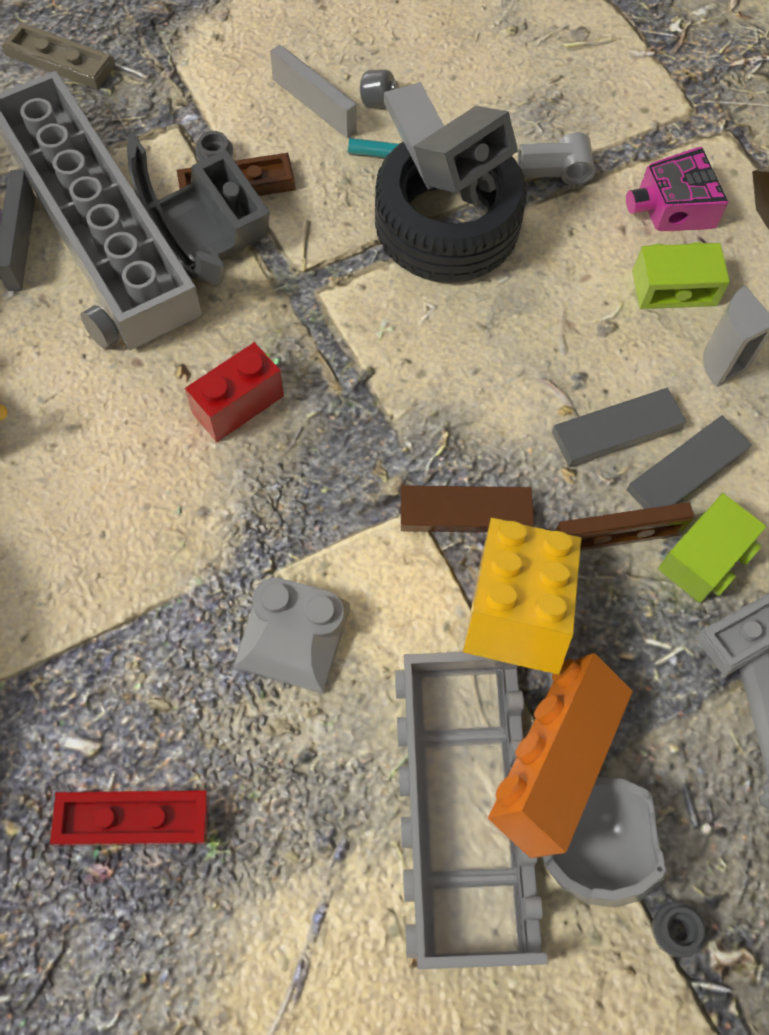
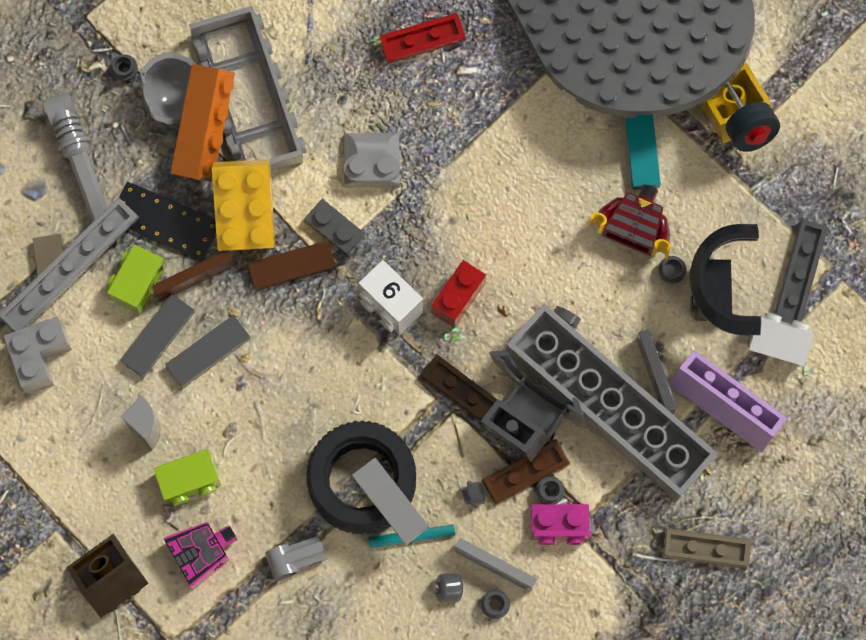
camera: 165 degrees right, 10 degrees up
(219, 108) = (560, 522): none -> dark pink bracket
(280, 287) = (458, 388): none -> dark brown tile
(311, 168) = (473, 494): none -> dark grey plate
(329, 61) = (495, 595): none -> dark grey plate
(336, 399) = (390, 298): none -> white brick
(385, 548) = (334, 227): none -> dark grey plate
(467, 151) = (353, 468): dark grey brick -> none
(649, 637) = (169, 221): none -> black sticker

